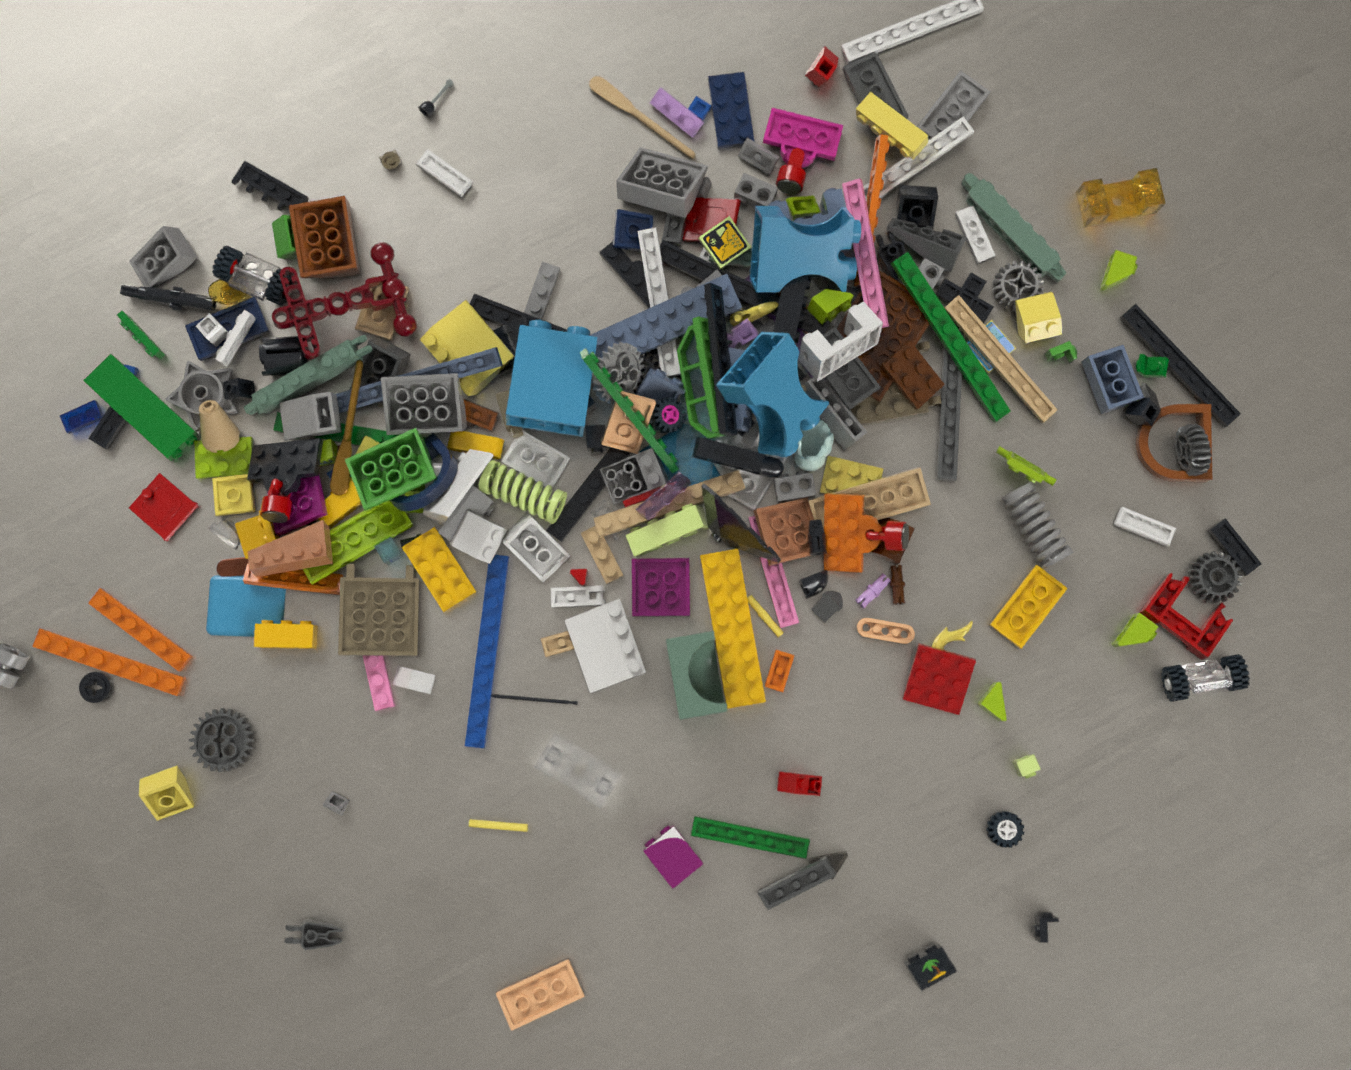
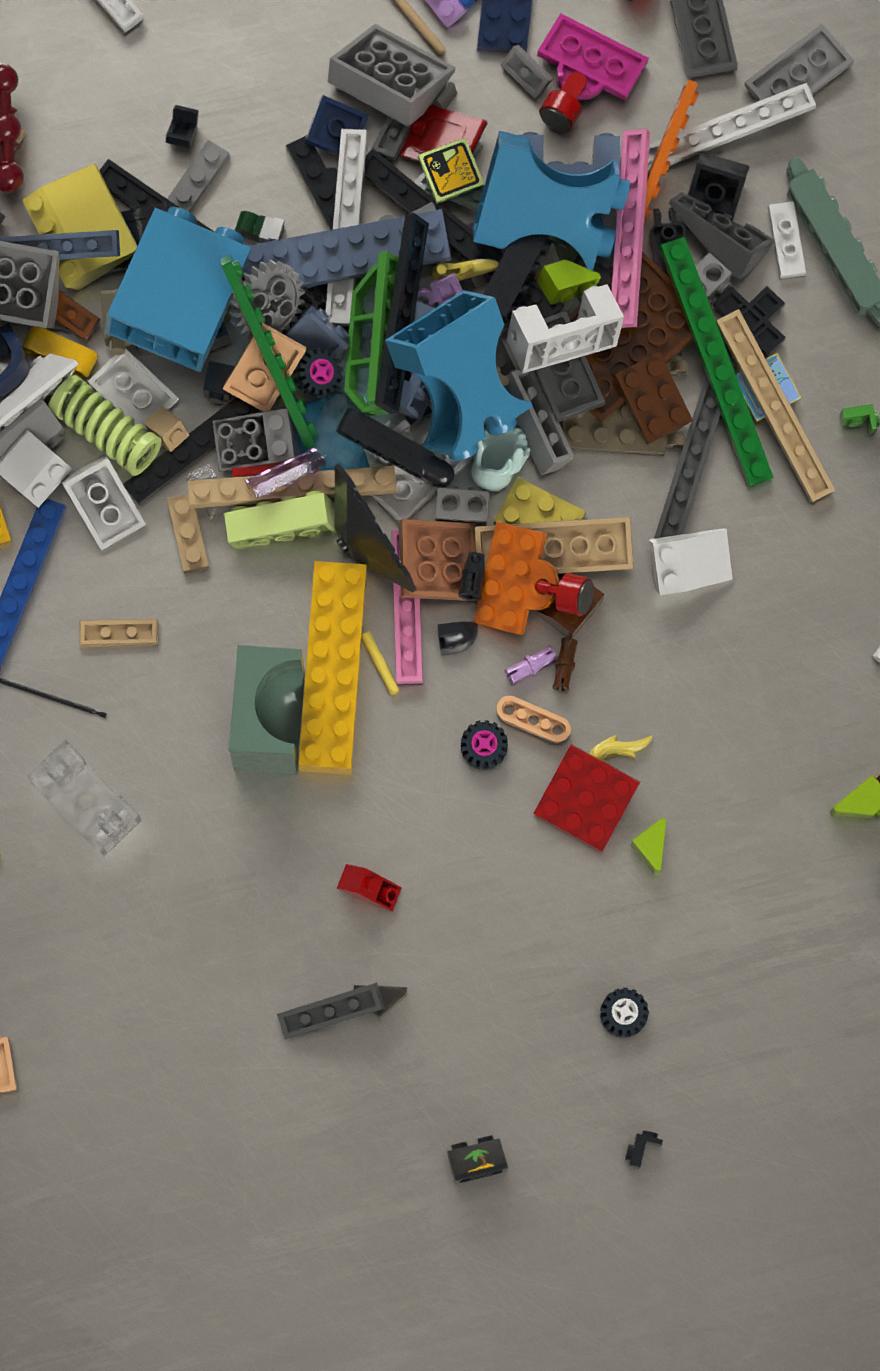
camera: 10 degrees right, 5 degrees down
(521, 256) = (183, 126): none -> black bracket
(567, 482) = (167, 427): none -> tan brick
(577, 596) = (141, 578): white plate -> none
(580, 575) = (152, 551): red slope -> none
(596, 317) = (259, 228): none -> leg
(605, 646) = (161, 649): white slope -> none
(660, 587) = (253, 592): magenta plate -> none
(672, 856) = (178, 939): magenta panel -> none
(750, 837) = (286, 942): green tile -> none
(758, 188) = (514, 114): light grey brick -> none
(779, 671) = (380, 737): orange plate -> none
(802, 206) = (567, 148): lime slope -> none
(828, 605) = (466, 668): dark grey tile -> none
(860, 660) = (484, 736): none -> black wheel
(889, 122) = (707, 69): light yellow brick -> none
(968, 488) = (690, 561): none -> white slope
(1002, 285) = (815, 316): light grey gear -> none
(1026, 766) = (673, 938): yellowish green plate -> none
(1028, 606) = (730, 734): yellow plate -> none
(1032, 472) = (777, 559): lime plate -> none
(1038, 317) = (838, 364): light yellow slope -> none
(1052, 553) = (785, 677): light grey piece -> none

